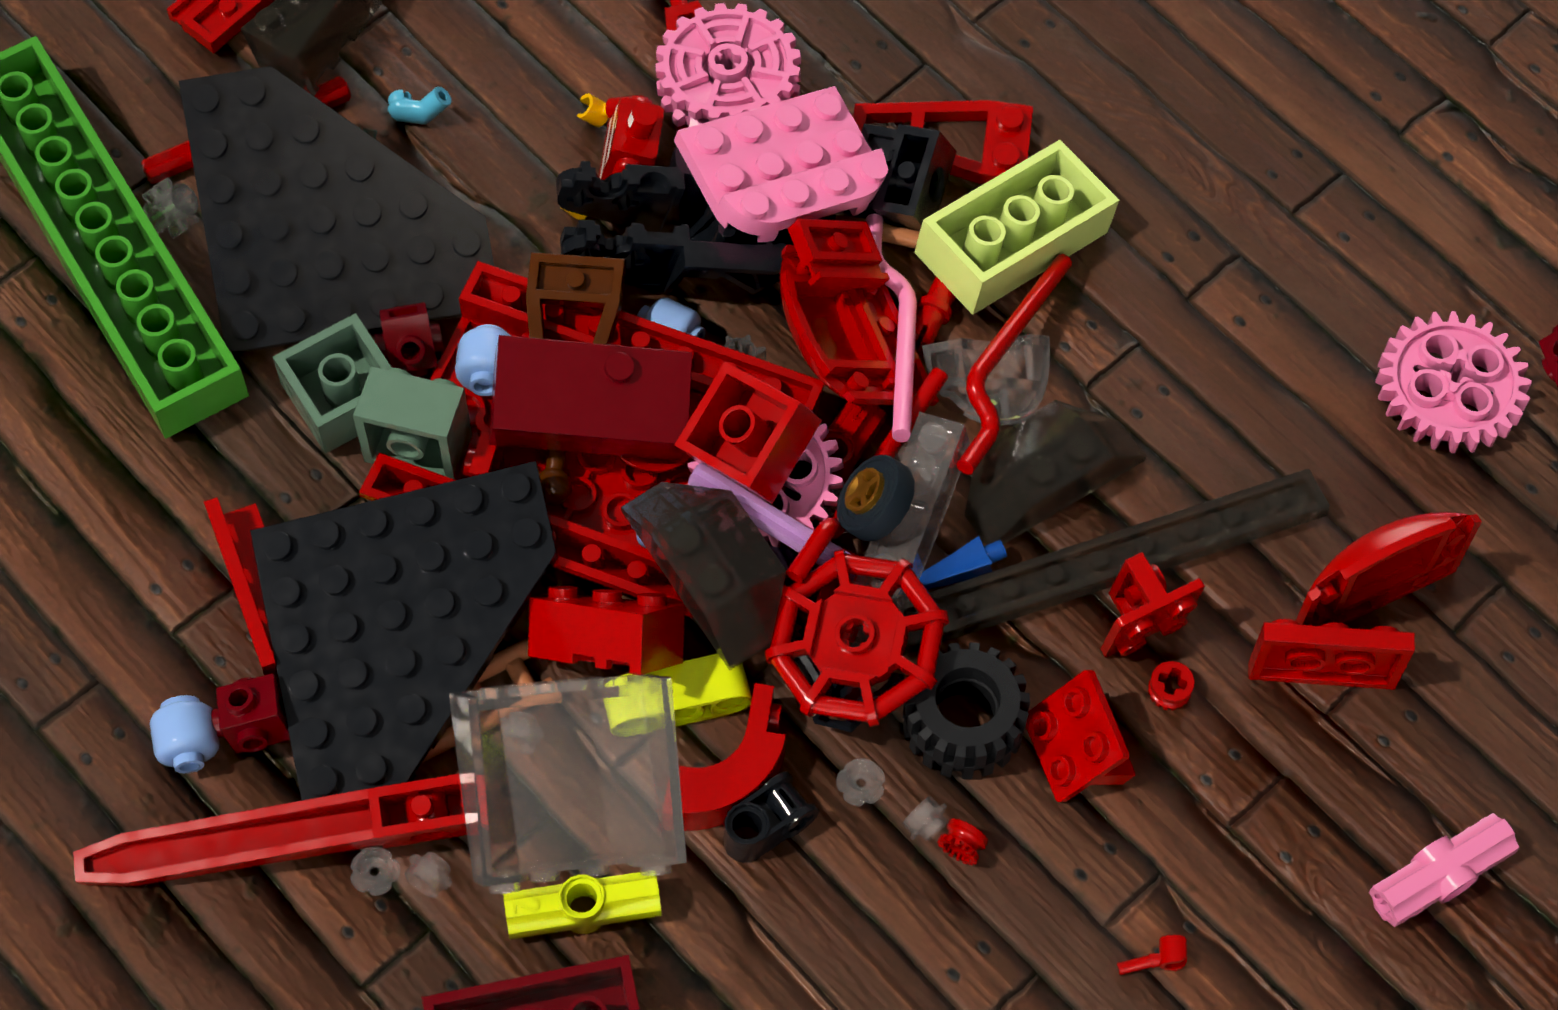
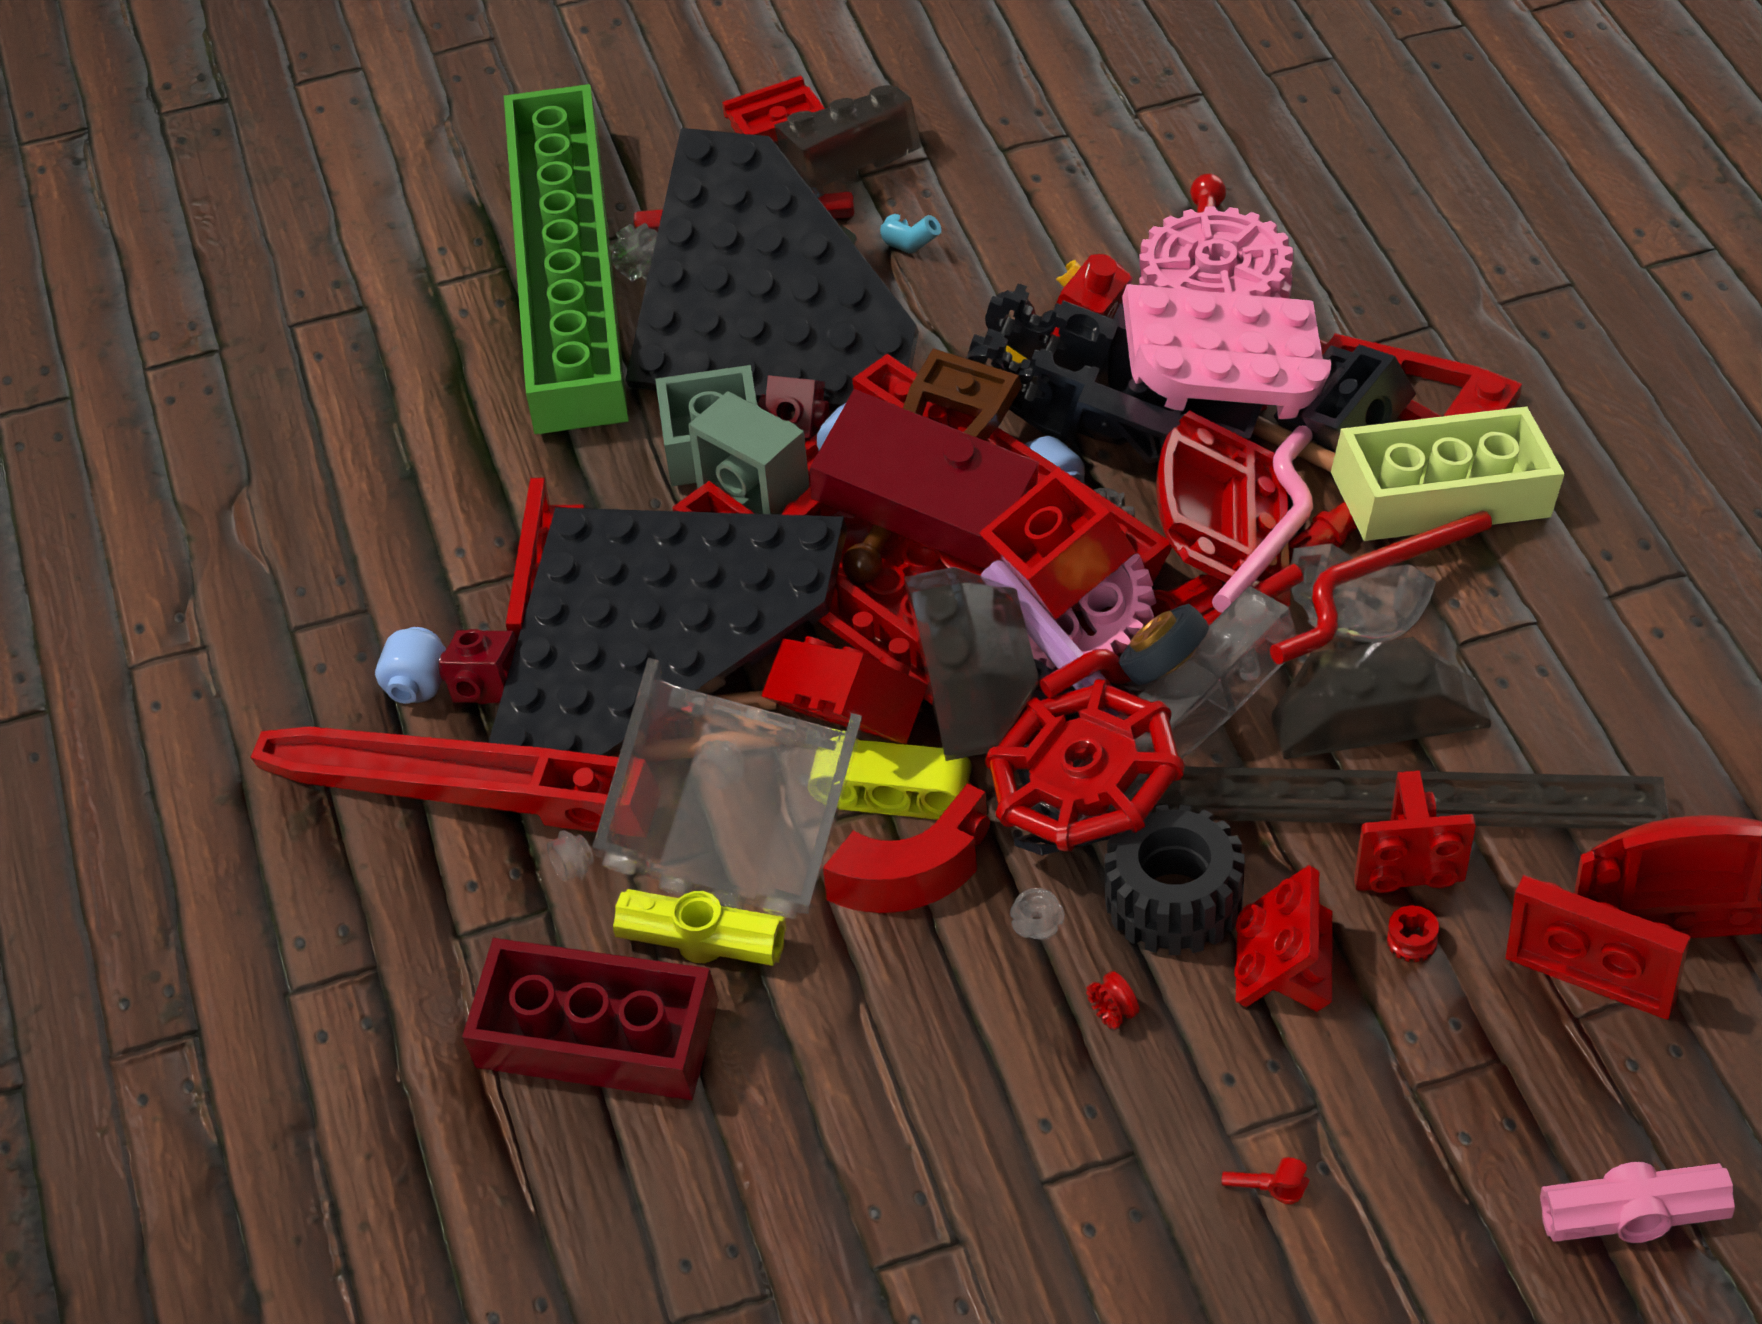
camera: 30 degrees right, 15 degrees down
(374, 858) = (515, 829): clear plate -> none
(774, 812) = (918, 914): black piece -> none
(838, 253) = (1239, 434): red plate -> none
(926, 820) = (1084, 966): clear plate -> none
(964, 564) = (1246, 752): blue piece -> none

